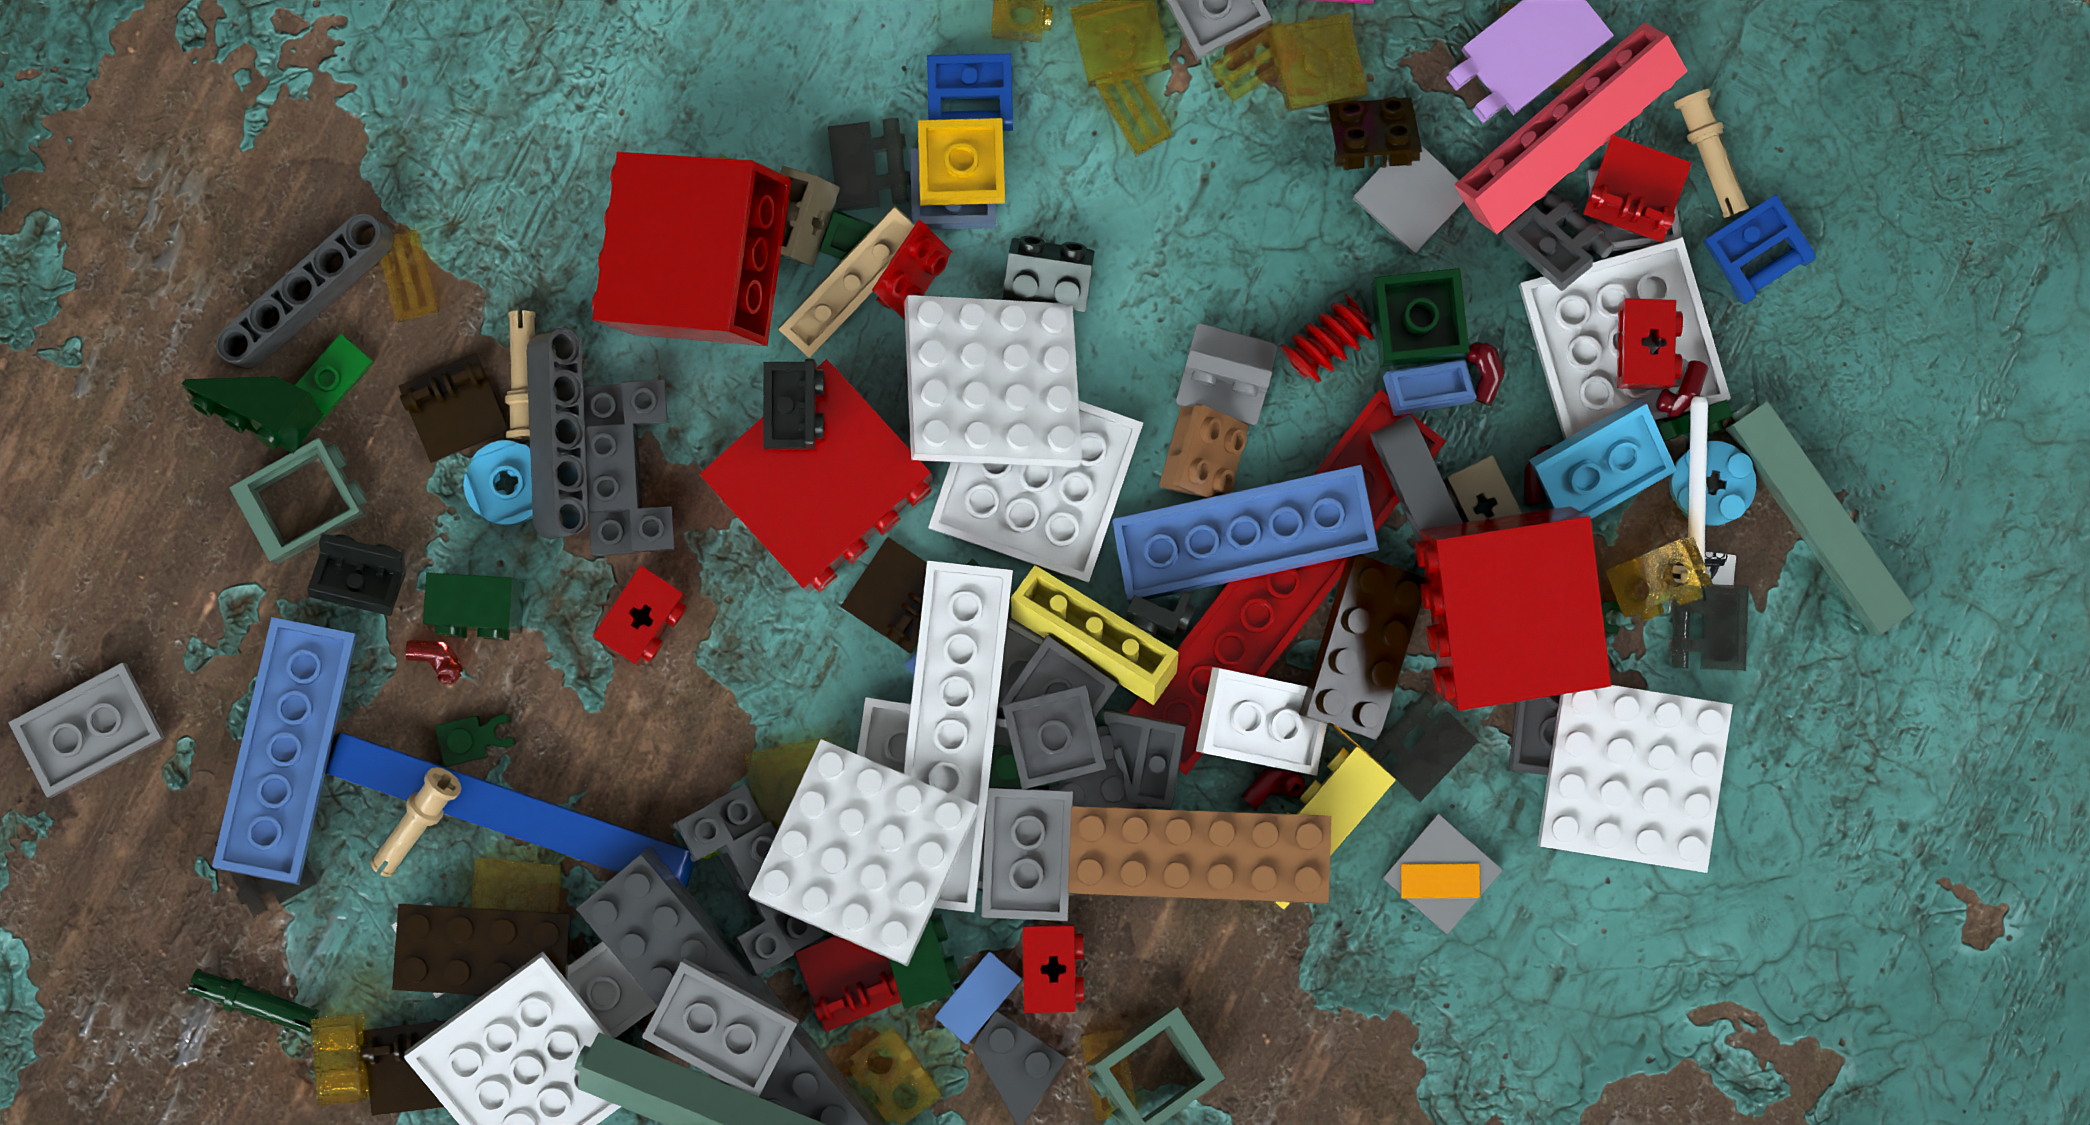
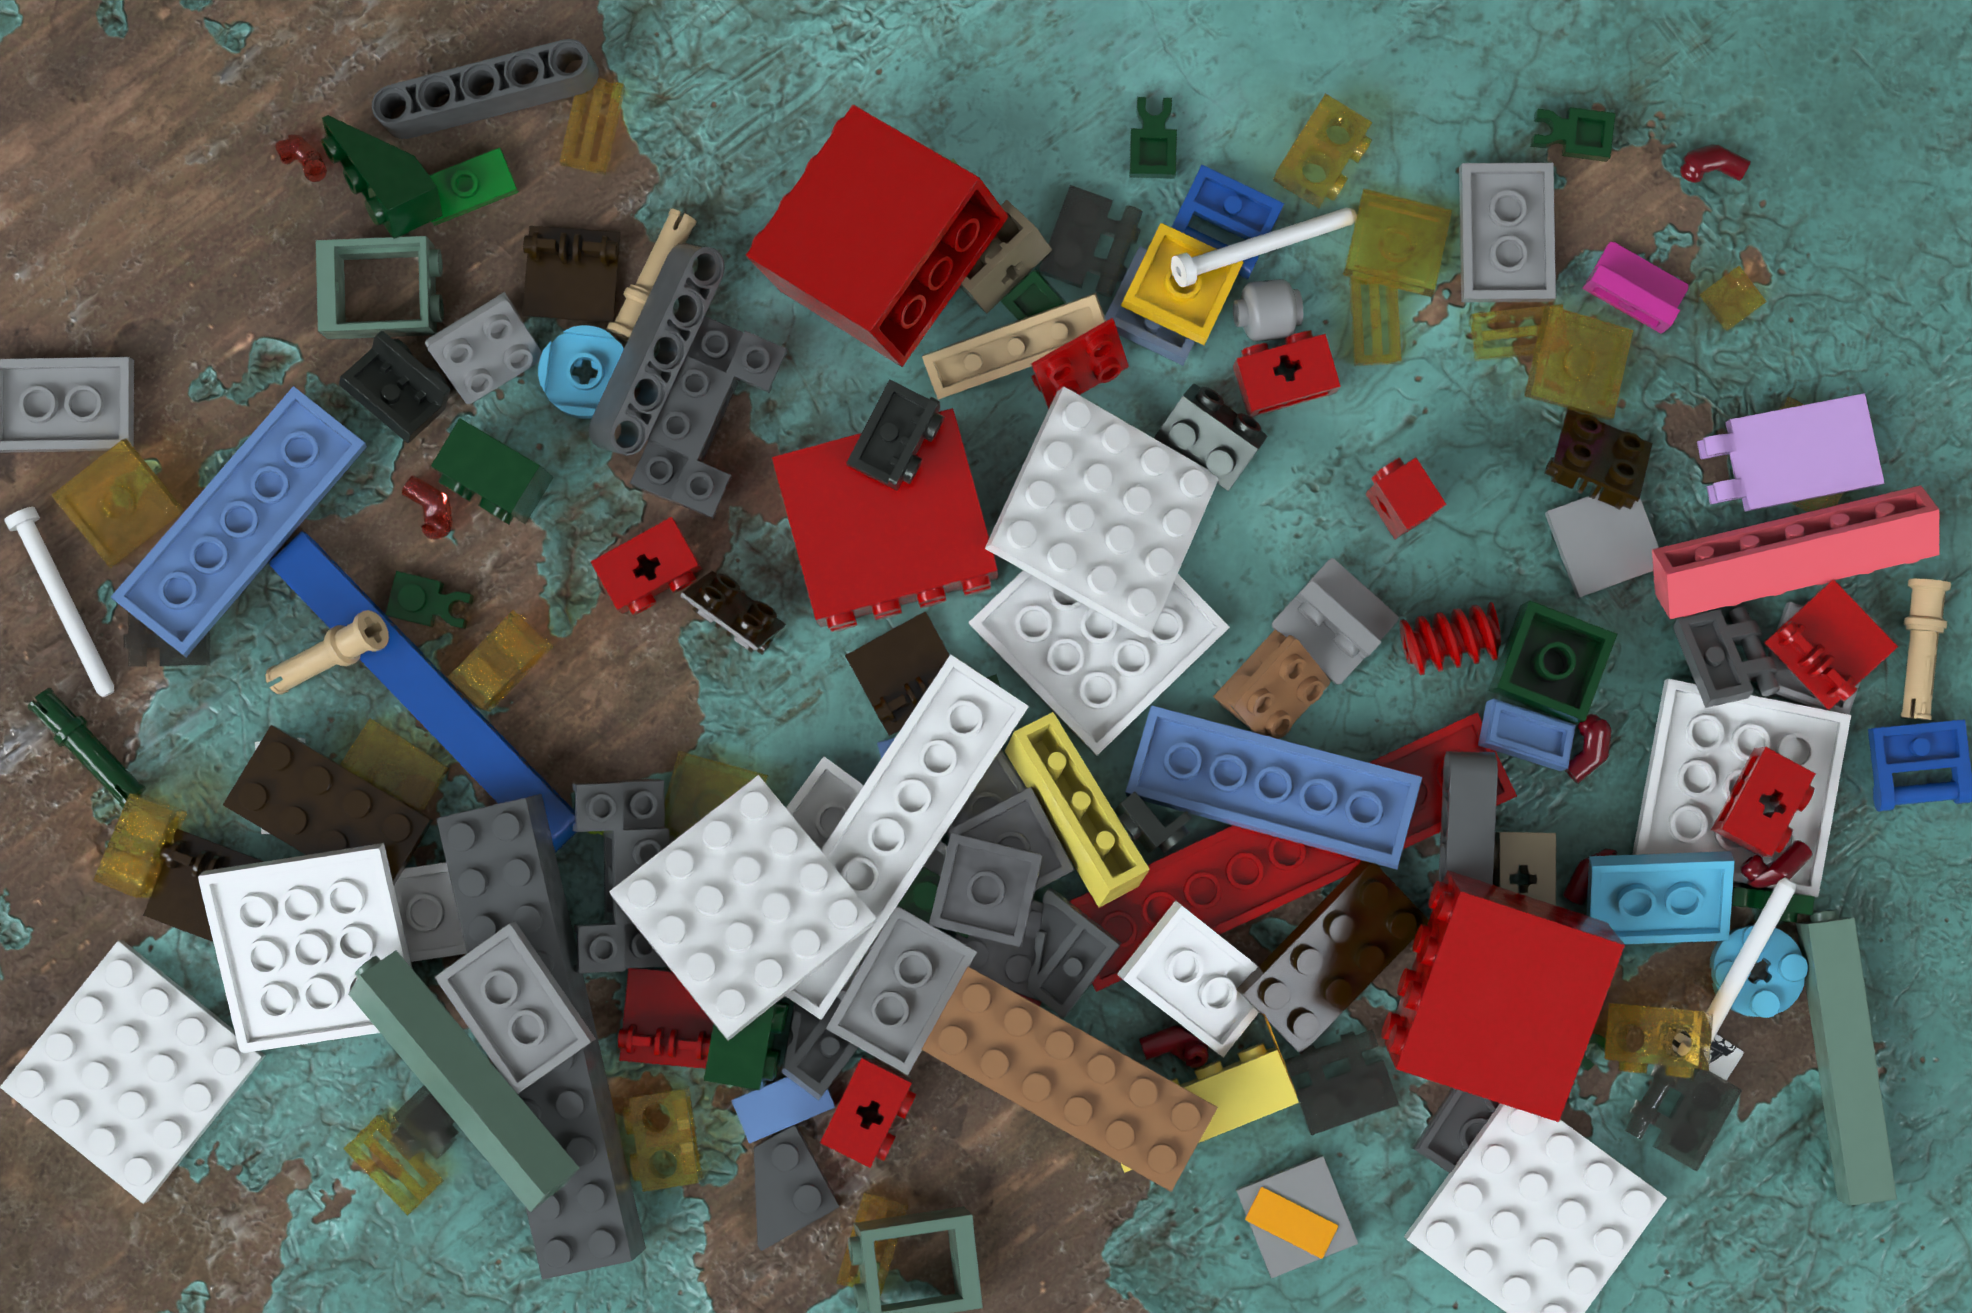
camera: 30 degrees right, 0 degrees up
(107, 845) = (24, 523): none -> white bar
(175, 787) = (118, 503): none -> clear yellow tile
(186, 422) = (298, 149): none -> clear red arm
(414, 505) = (484, 349): none -> light grey bracket
(560, 755) = (501, 661): none -> clear yellow brick
(716, 613) = (720, 600): none -> dark brown hinge
(879, 60) = (1153, 145): none -> dark green plate
(959, 147) = (1186, 268): none -> white bar
(980, 941) = (813, 1052): none -> dark grey wing
(1042, 147) = (1268, 310): none -> light grey head
(1076, 215) = (1312, 380): none -> red brick
(1230, 243) = (1404, 496): none -> red brick

